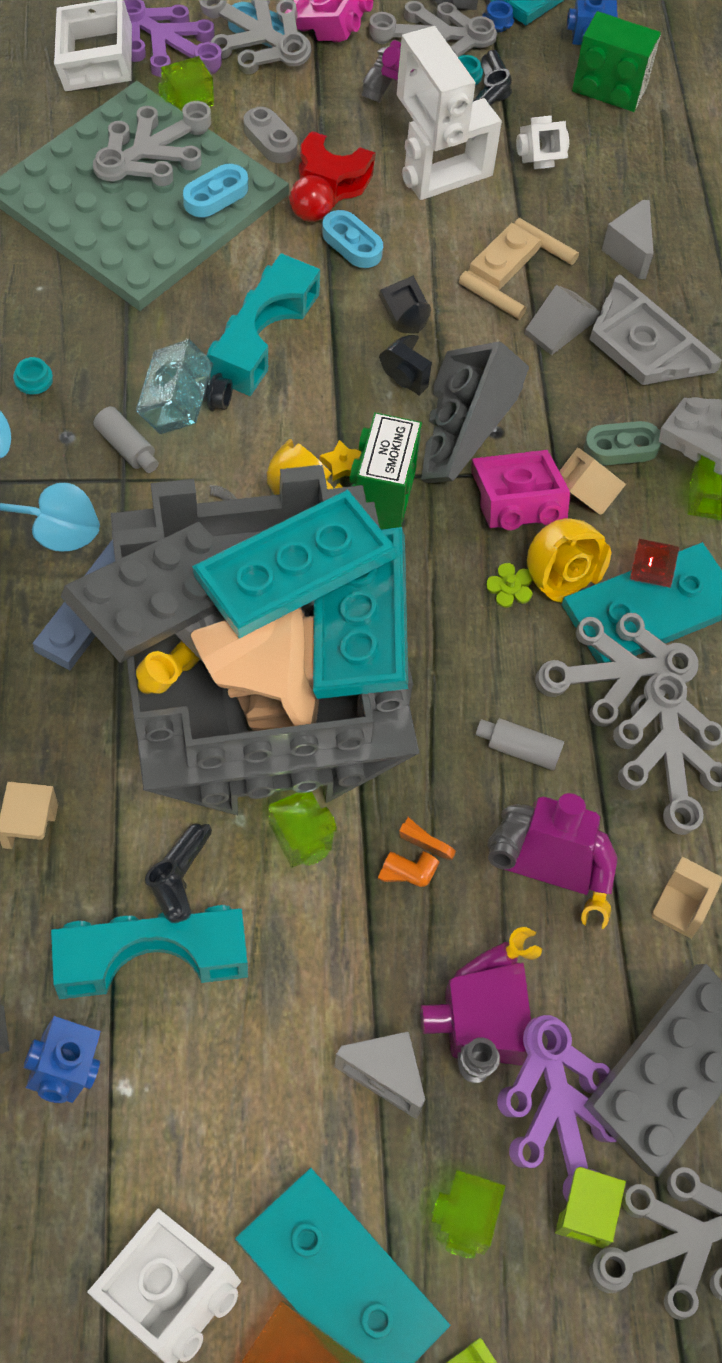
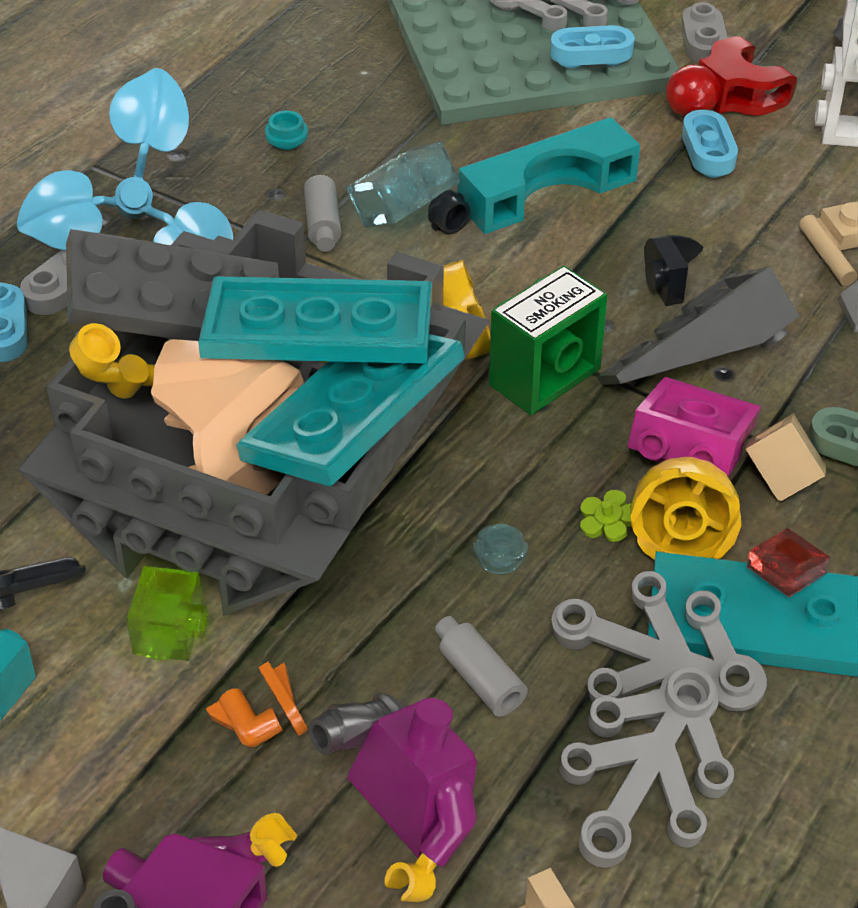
camera: 40 degrees right, 15 degrees down
(406, 305) = (716, 218): black plate -> none
(466, 658) = (500, 548): none -> clear light blue plate

